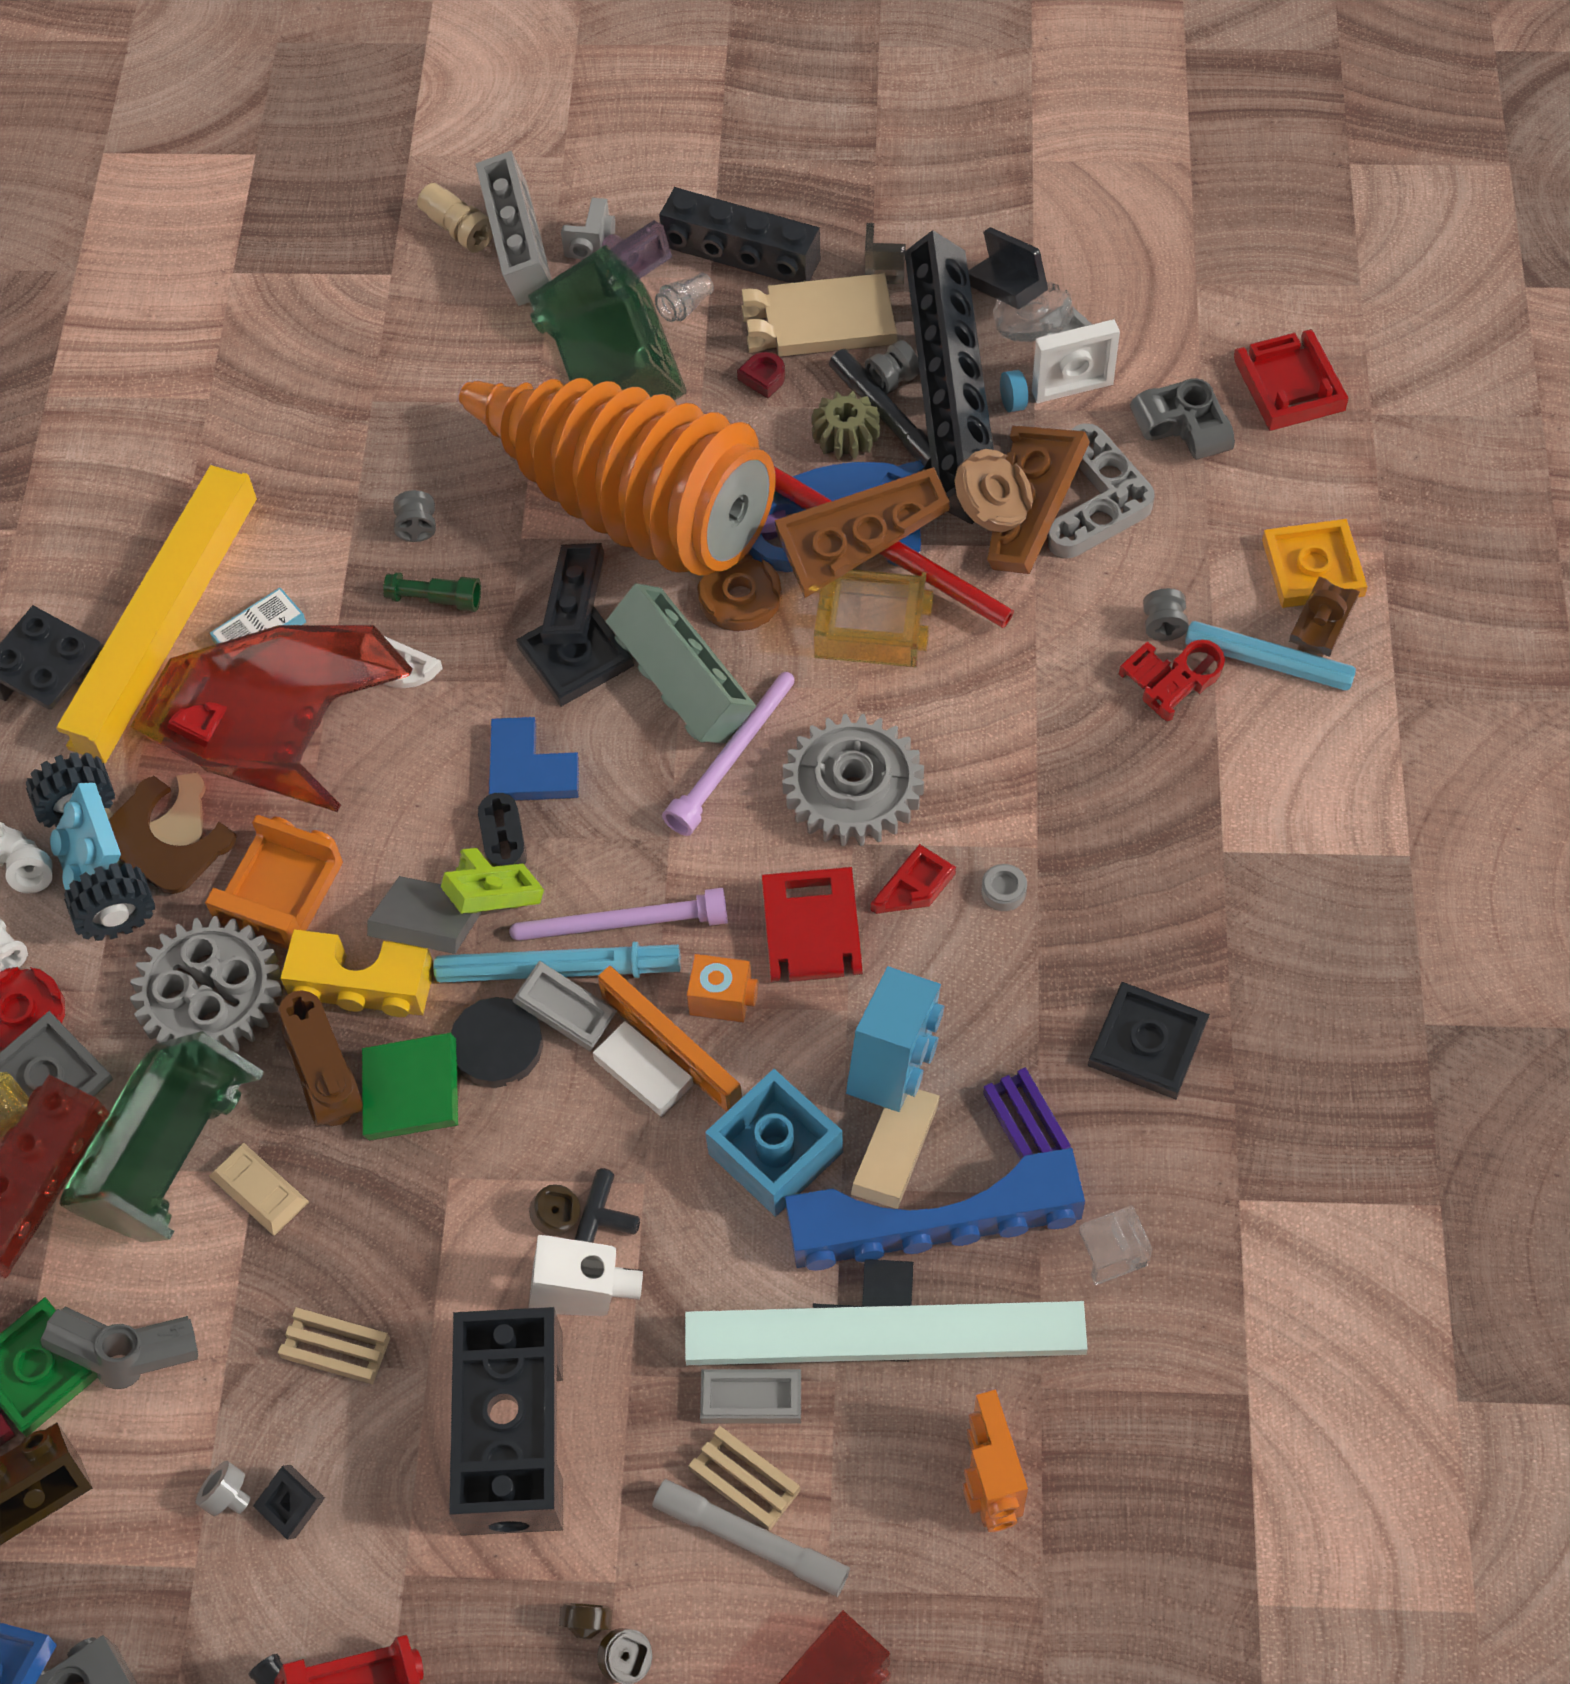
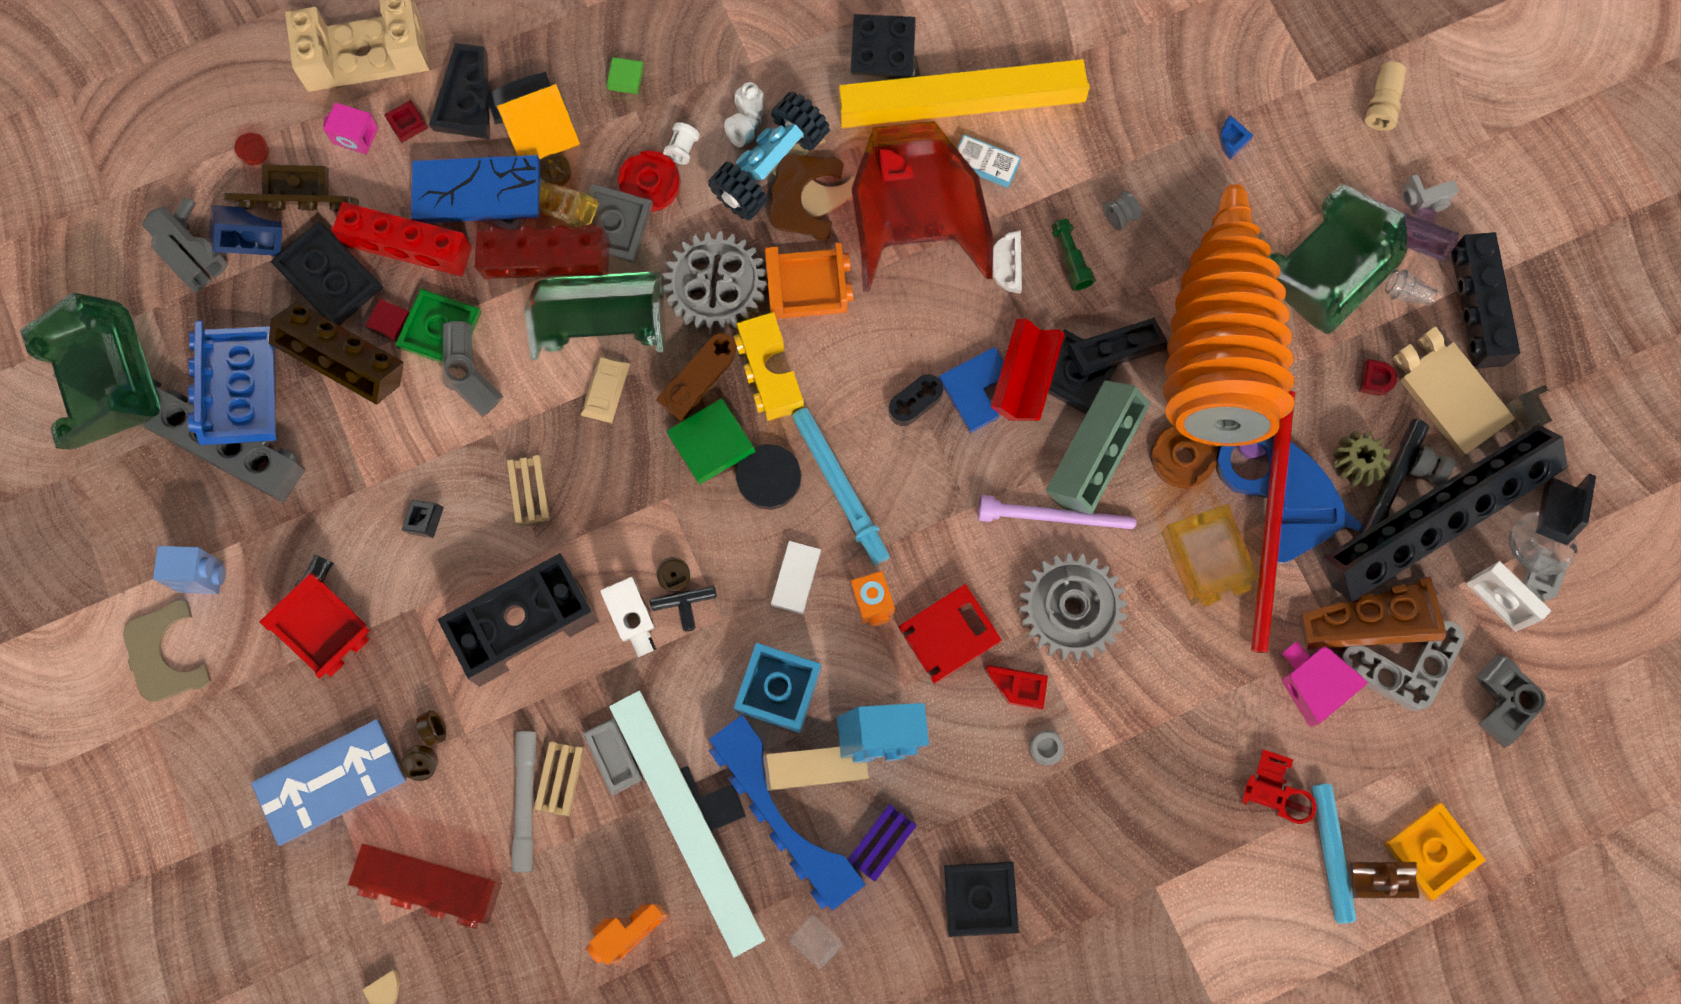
camera: 60 degrees right, 15 degrees up
(223, 1490) = (411, 477): light grey tile -> none
(401, 376) = (1233, 137): none -> blue tile
(420, 916) = (828, 386): dark grey tile -> none
(481, 887) = (868, 413): lime hinge -> none
(513, 225) = (1398, 141): light grey brick -> none
(546, 695) = (1027, 372): none -> red panel
(564, 1006) = (811, 506): light grey tile -> none
(669, 1038) = (820, 584): orange tile -> none
(707, 907) = (928, 560): lavender piece -> none
(852, 529) = (1264, 509): dark orange wing -> none
(993, 490) = (1352, 592): medium nougat tile -> none
(1013, 391) = (1461, 563): dark azure tile -> none
(1074, 578) = (1319, 682): none -> dark pink torso
(1165, 614) = (1324, 762): dark grey wheel -> none
(1285, 375) = (1597, 758): red container -> none

